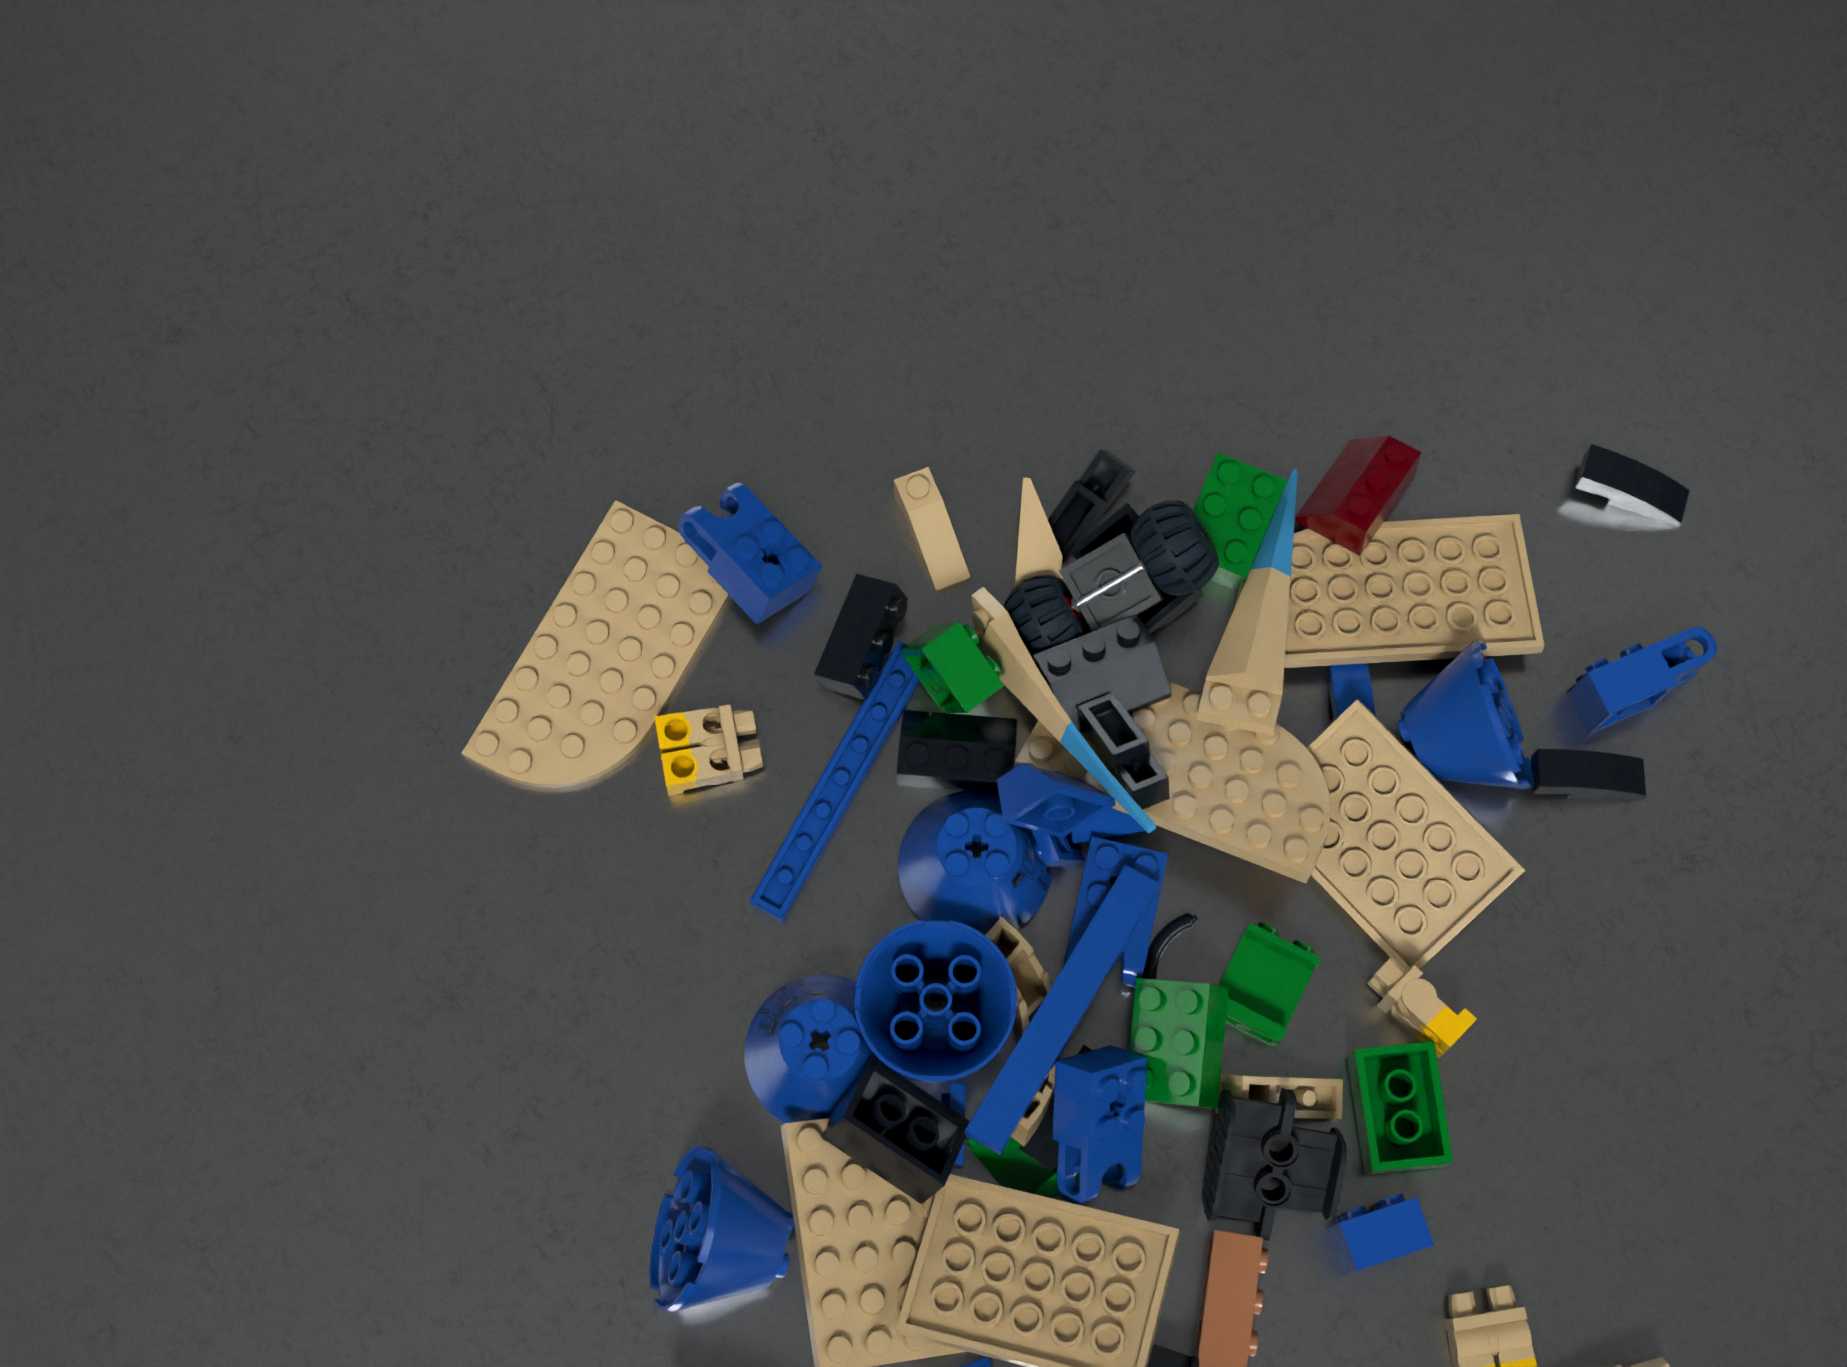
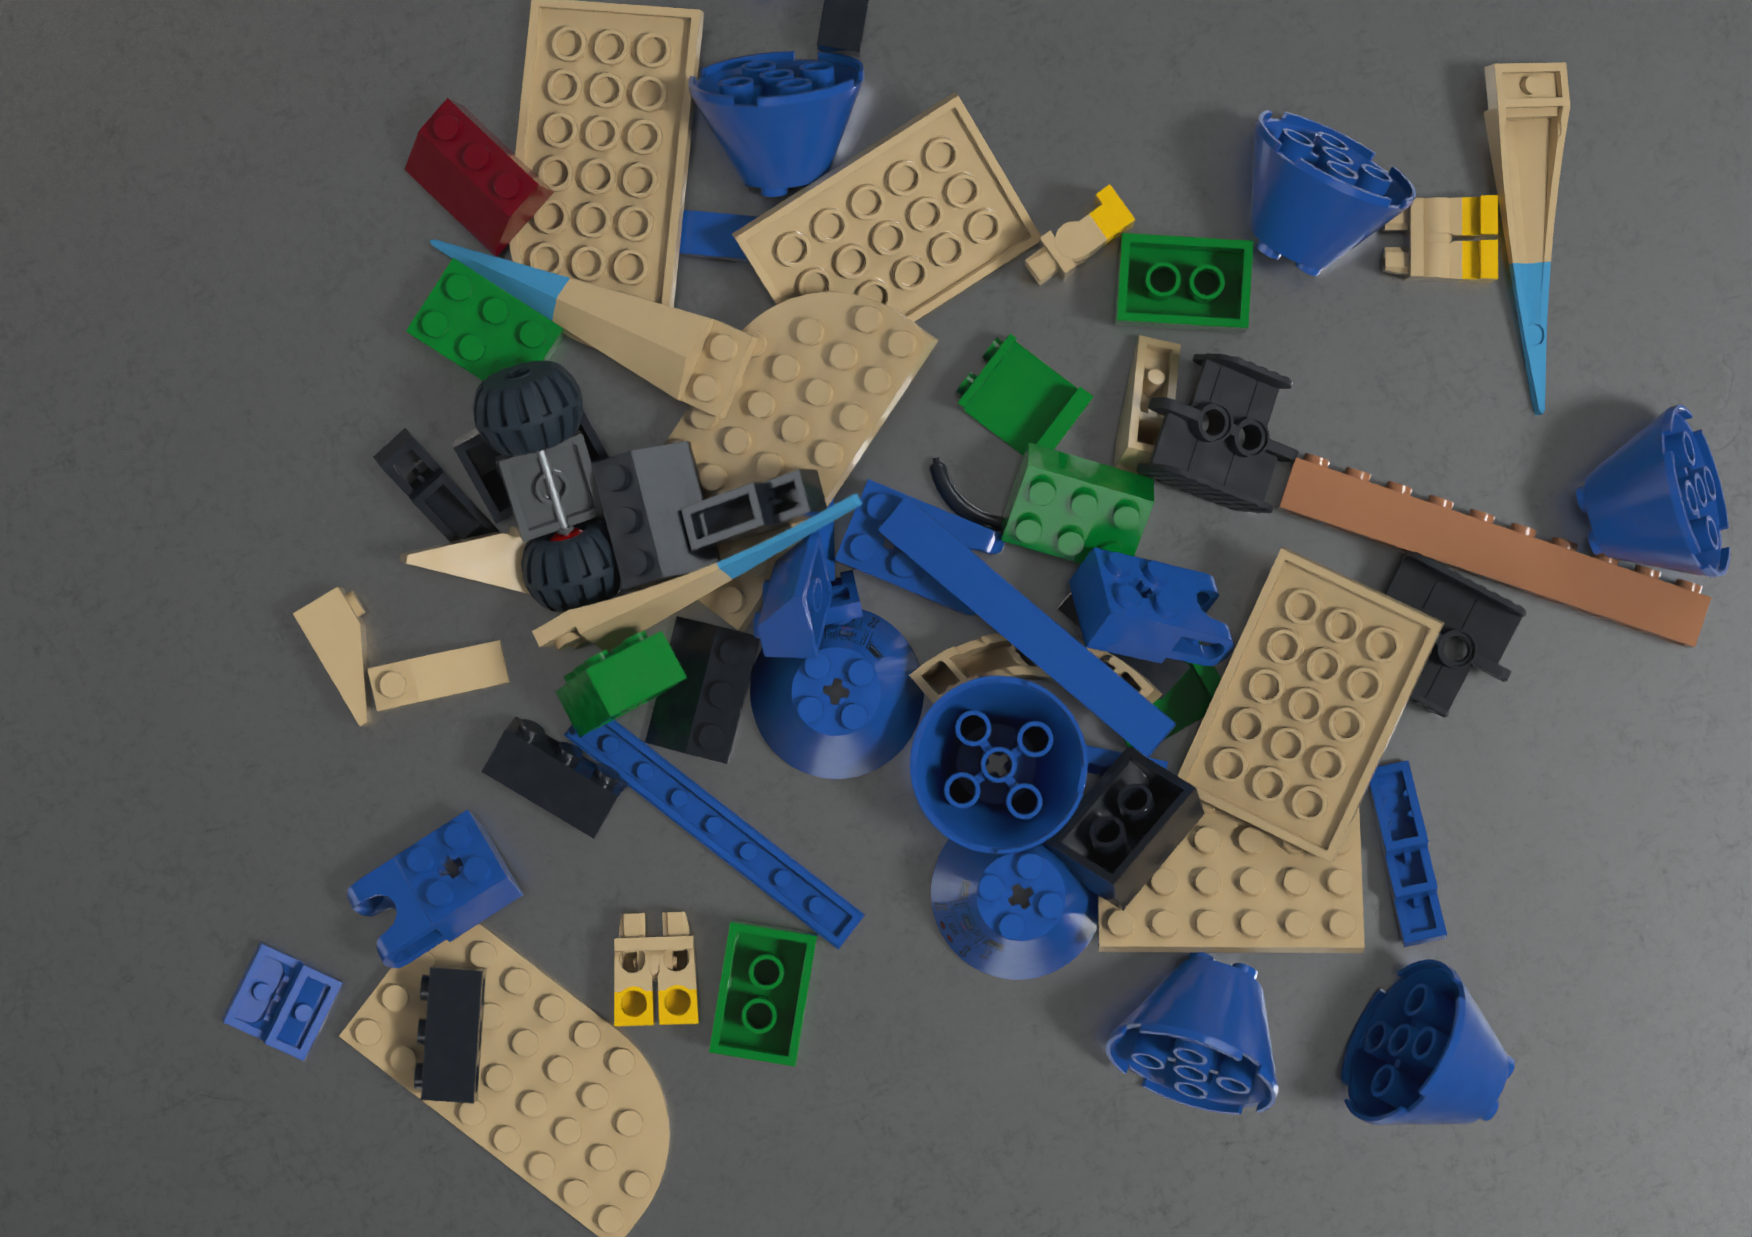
camera: 80 degrees left, 15 degrees up
(628, 583) = (451, 1034): none -> black brick
(639, 452) = (281, 1001): none -> blue slope
(700, 839) = (763, 993): none -> green brick
(945, 448) = (340, 642): none -> tan slope
(1379, 1236) = (1313, 333): blue brick -> none
(1510, 1215) = (1318, 192): none -> blue cone

